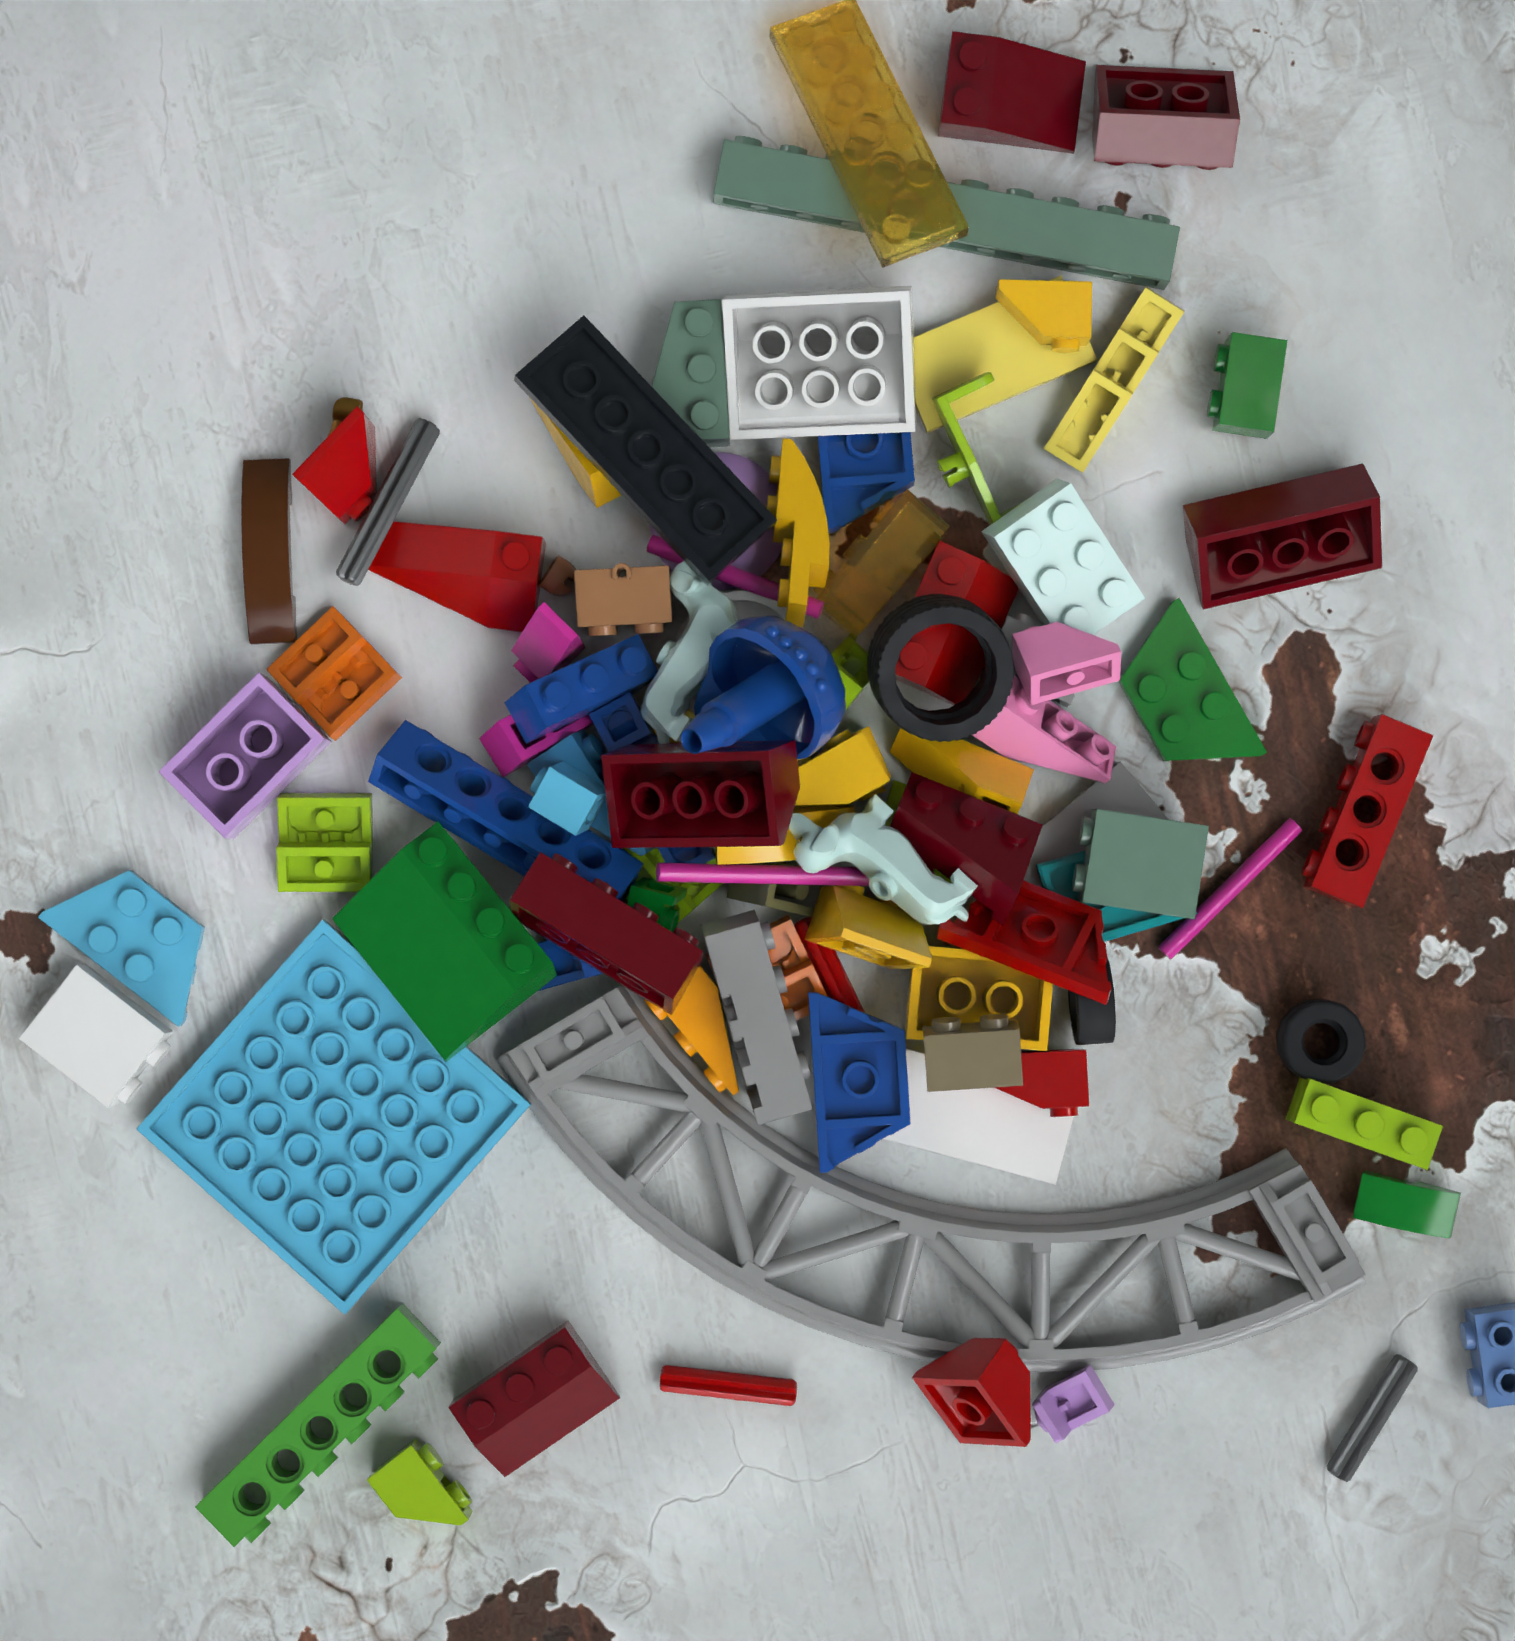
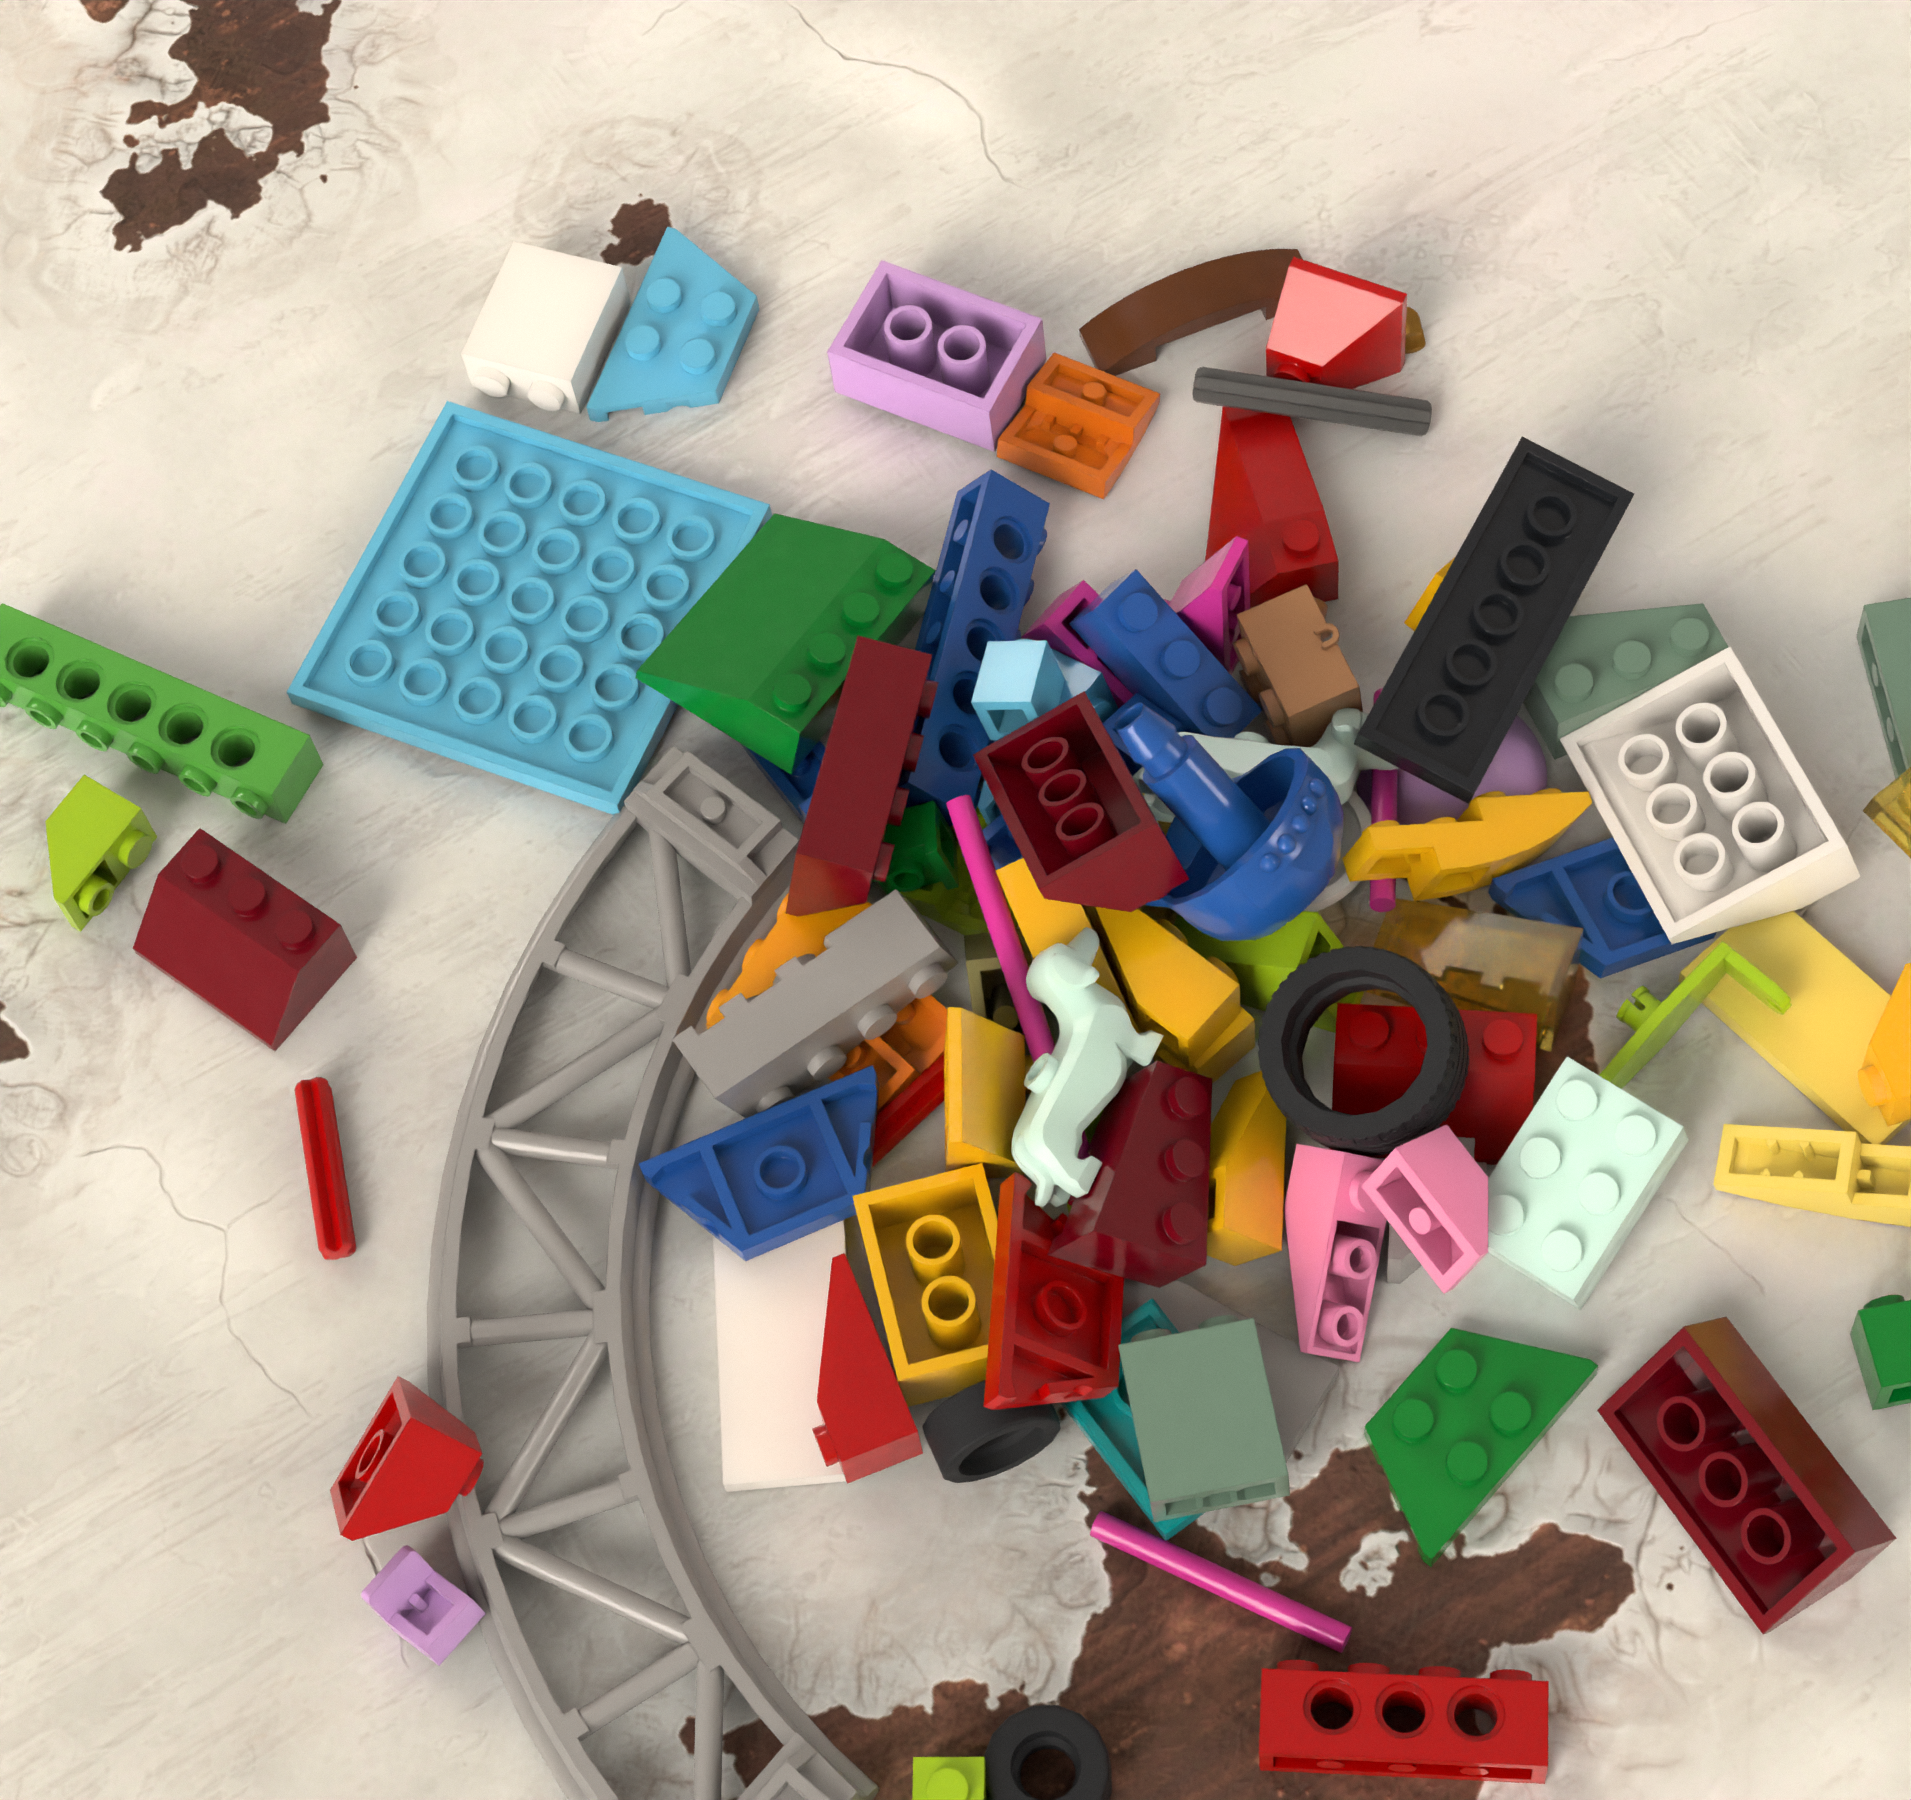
camera: 80 degrees right, 25 degrees down
(324, 842) = (869, 481): lime slope -> none
(972, 1053) = (855, 1265): dark tan brick -> none

